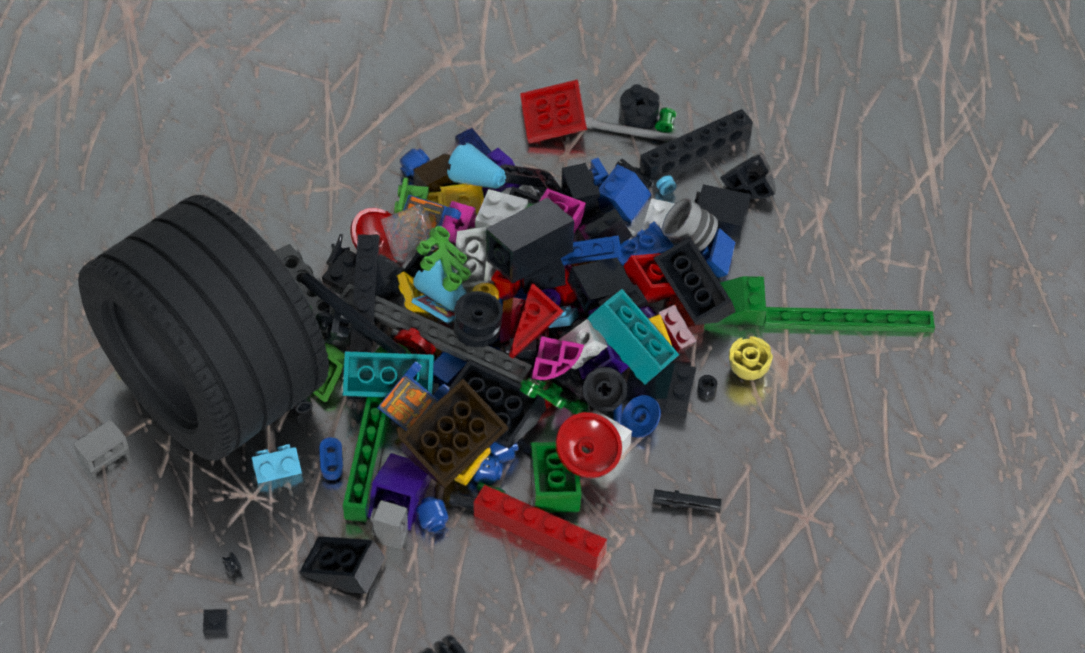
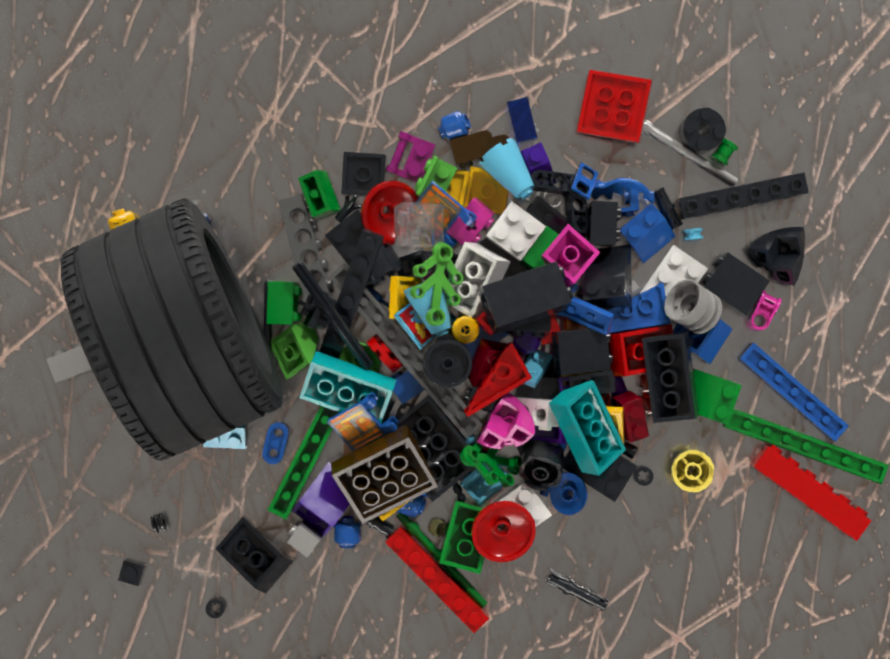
camera: 20 degrees right, 35 degrees up
(305, 241) = (319, 194): none -> green brick
(313, 621) = (222, 608): none -> black bush
(337, 219) = (362, 172): none -> black plate
(388, 194) = (417, 159): none -> magenta plate
(522, 485) = (441, 527): none -> olive hinge
(549, 424) = (477, 487): none -> medium azure bracket
(585, 155) = (599, 188): none -> blue piece
(756, 226) = (765, 307): none -> dark pink piece
(816, 278) = (793, 392): none -> blue plate
(871, 351) = (811, 492): none -> red brick

